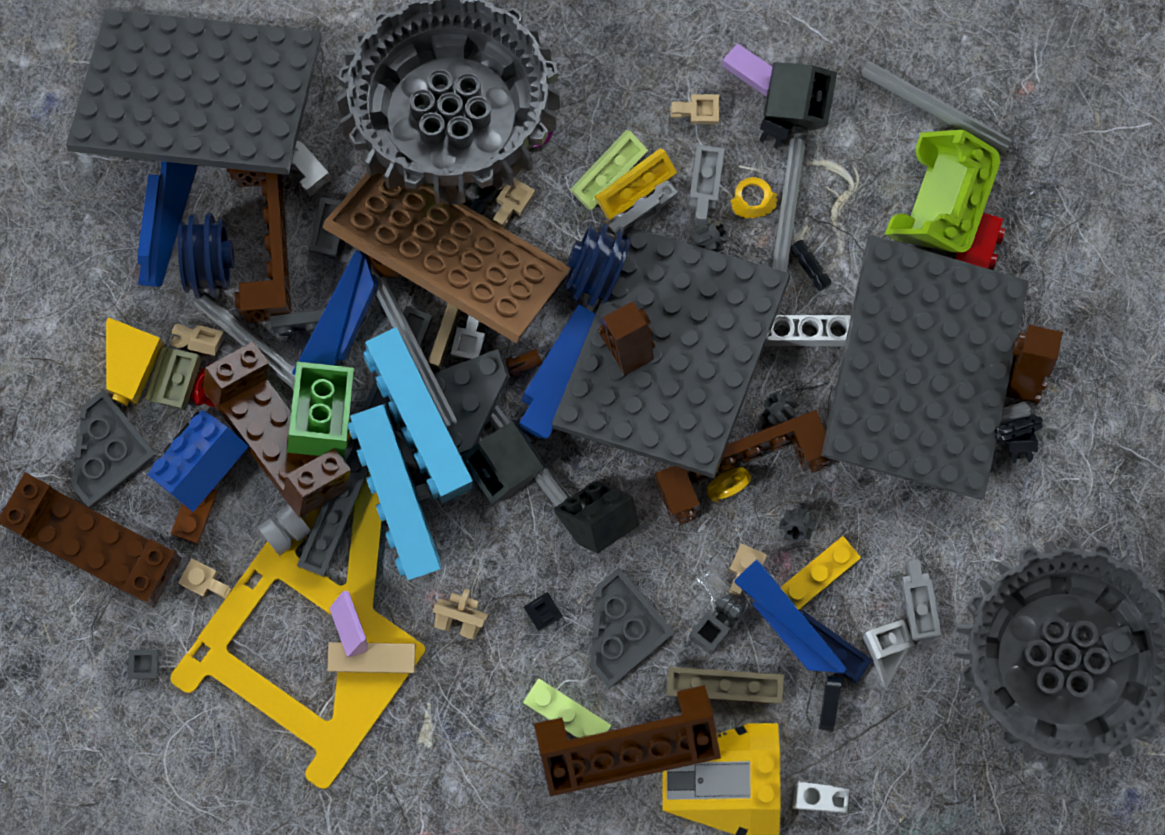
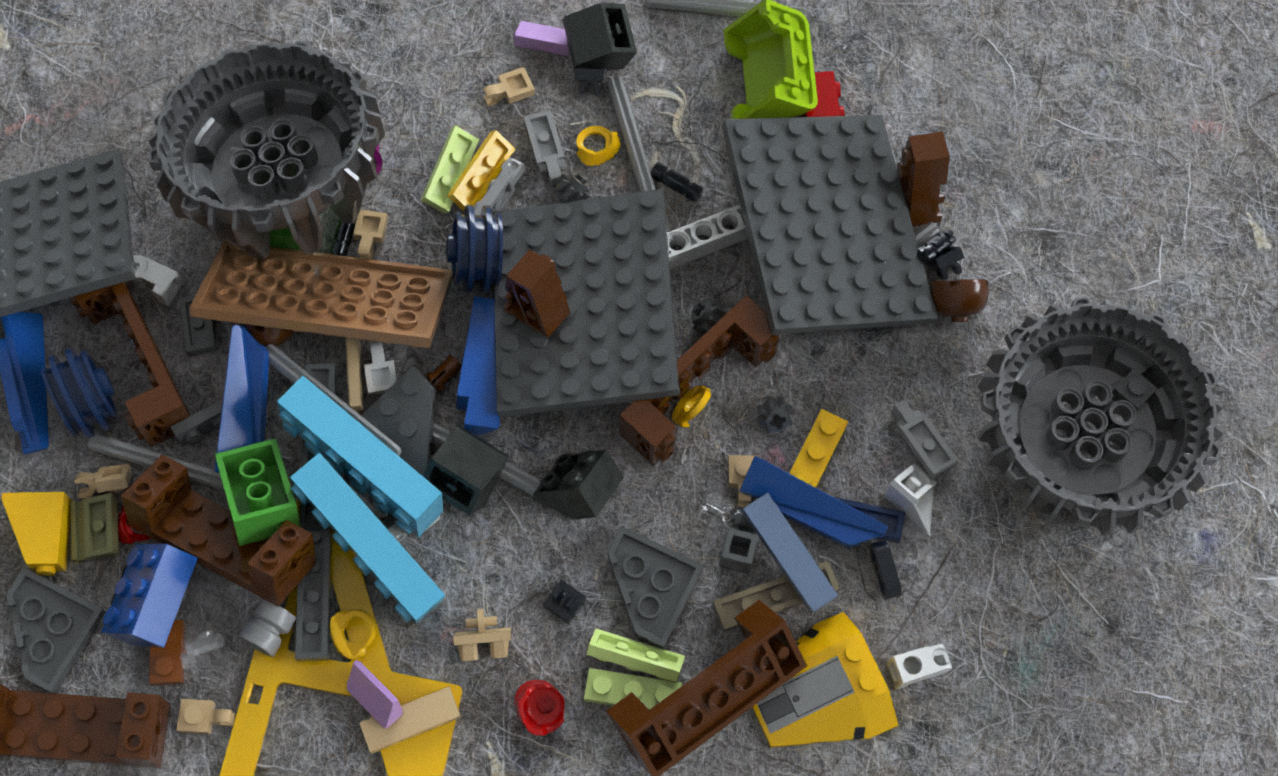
camera: 30 degrees left, 10 degrees down
(227, 520) = (205, 642): none -> clear bracket
(343, 551) = (338, 623): none -> yellow piece
(482, 694) = (539, 707): none -> red hair
(582, 684) = (635, 655): none -> yellowish green plate
(751, 654) = (789, 553): none -> sand blue tile
(1015, 486) = (959, 298): none -> reddish brown cylinder

